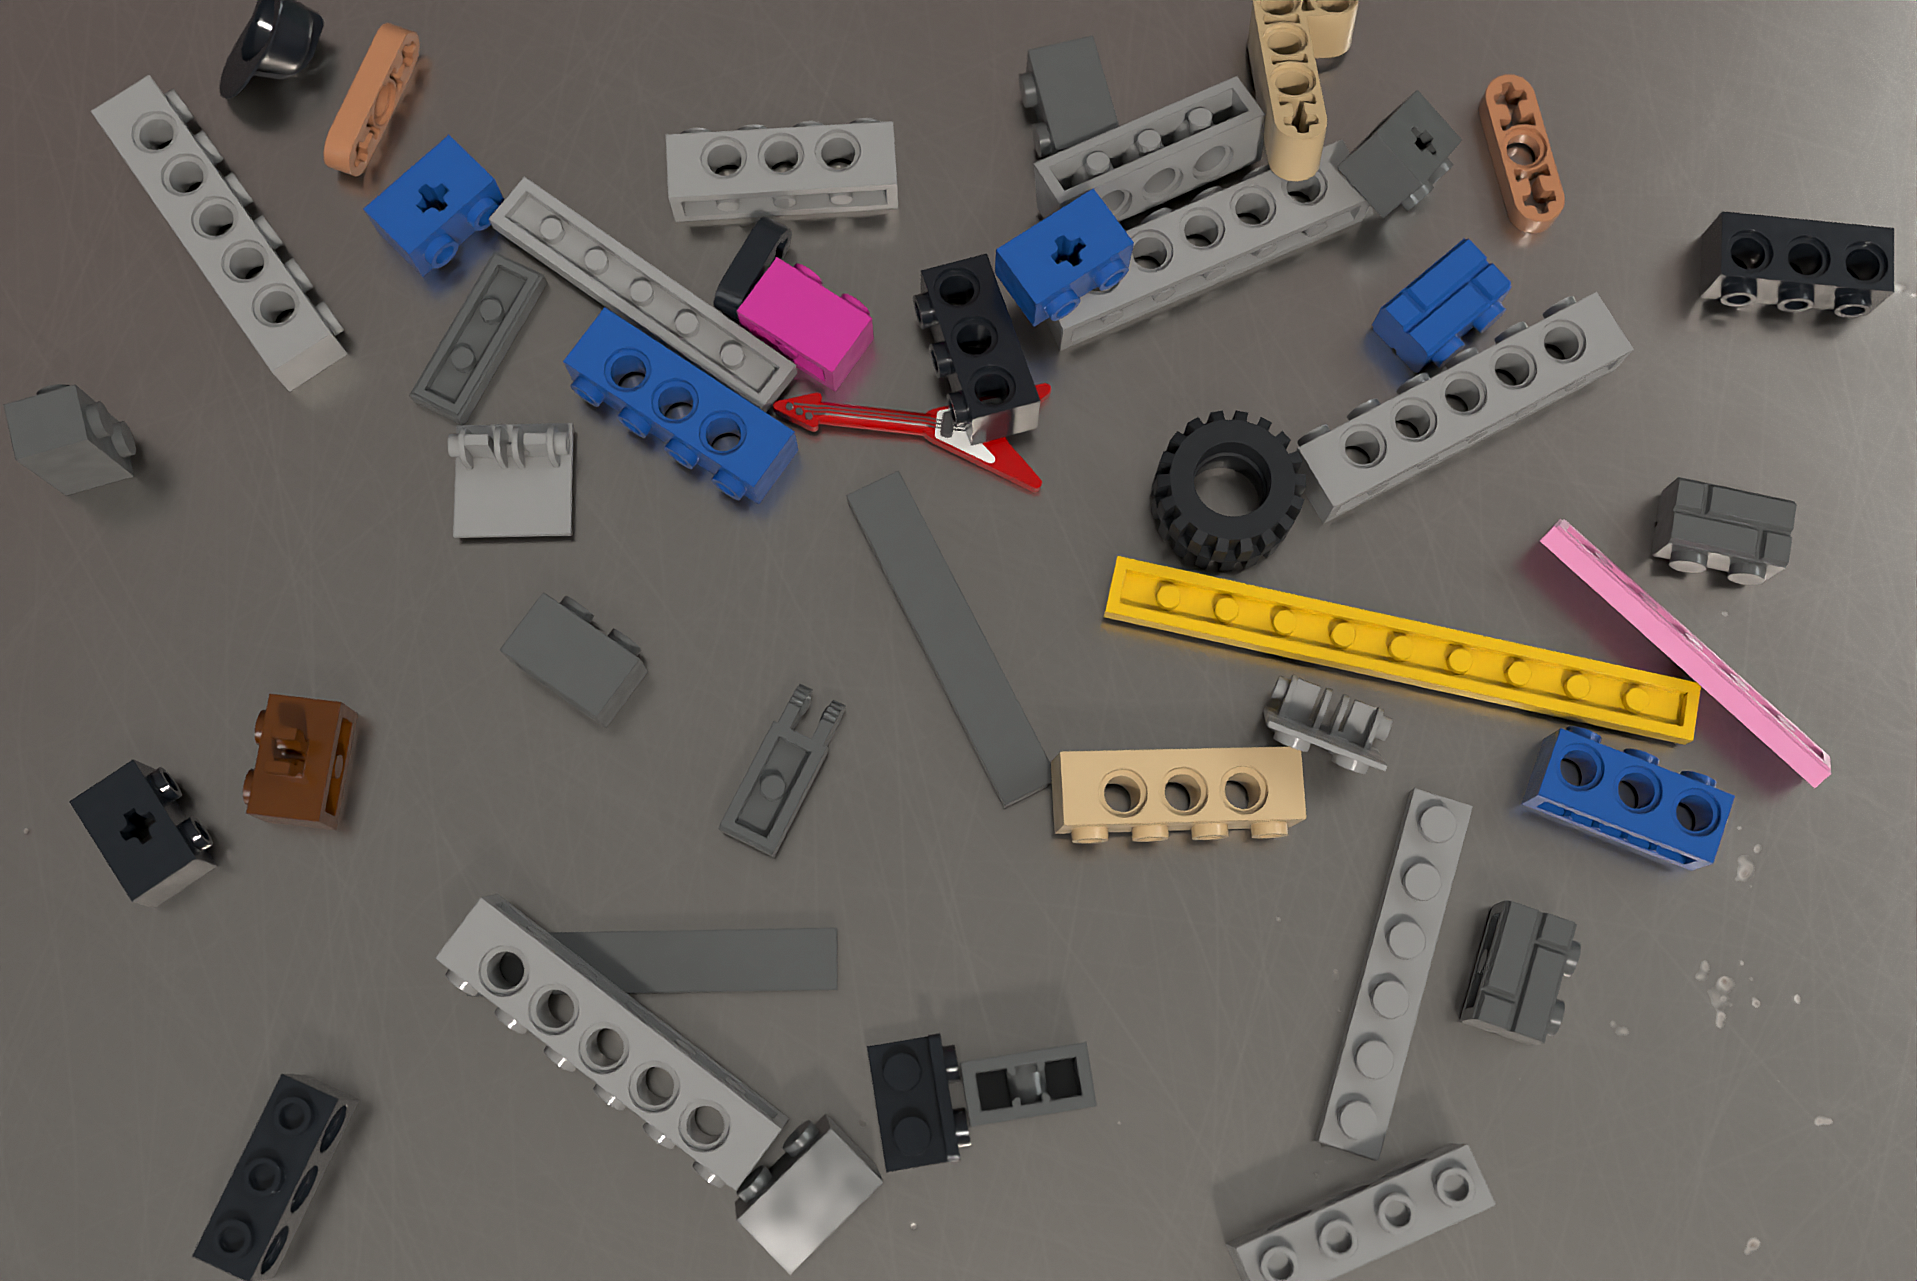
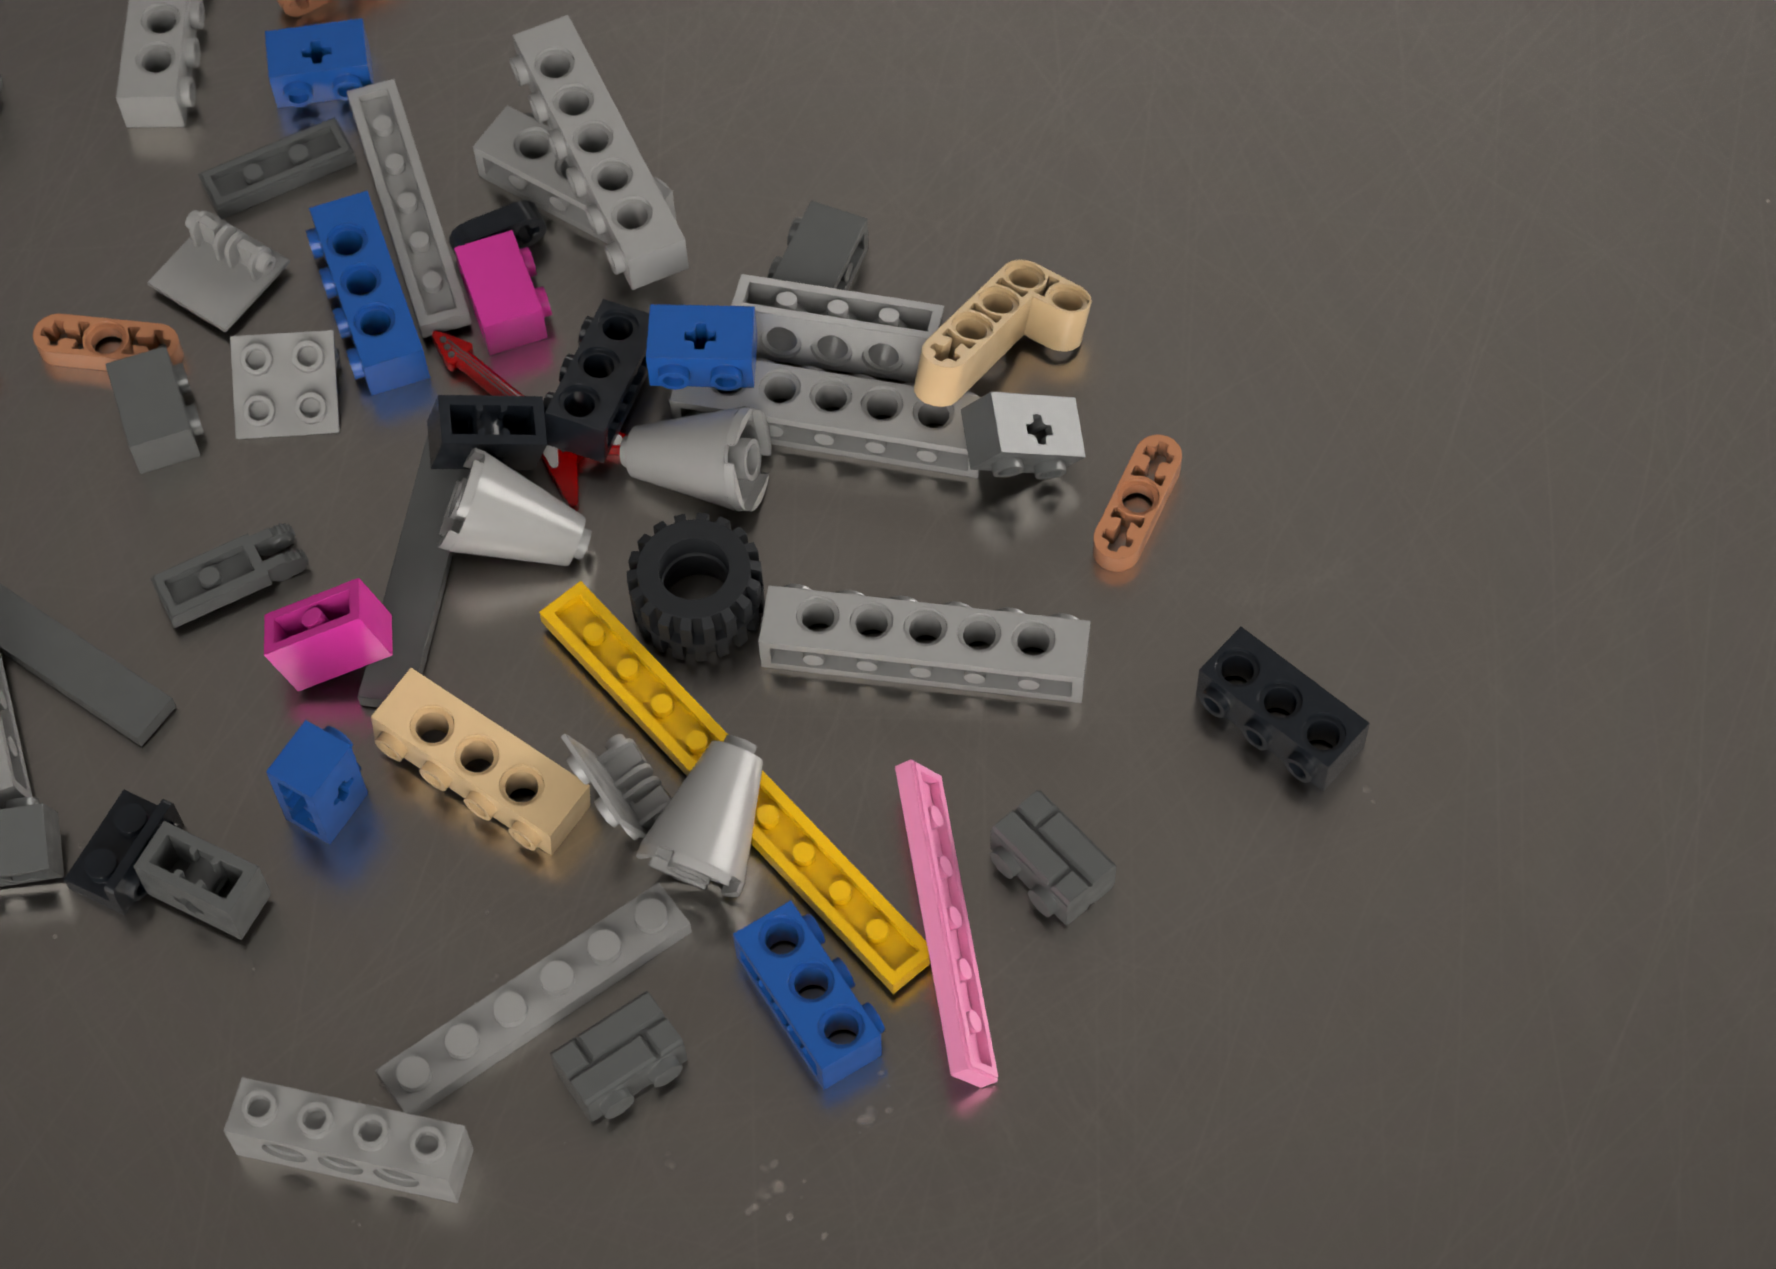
camera: 40 degrees right, 15 degrees down
(434, 655) = (90, 331): none -> nougat beam
(679, 550) = (285, 384): none -> light grey hinge
(688, 47) = (585, 121): none -> light grey brick
(927, 473) = (502, 426): none -> black brick
(944, 770) = (328, 634): none -> dark pink brick
(1005, 542) = (510, 517): none -> light grey cone
(1058, 914) = (318, 780): none -> blue brick
(1127, 364) = (704, 456): none -> light grey cone
(1439, 705) = (709, 819): none -> light grey cone
(1442, 306) = (975, 565): blue brick -> none

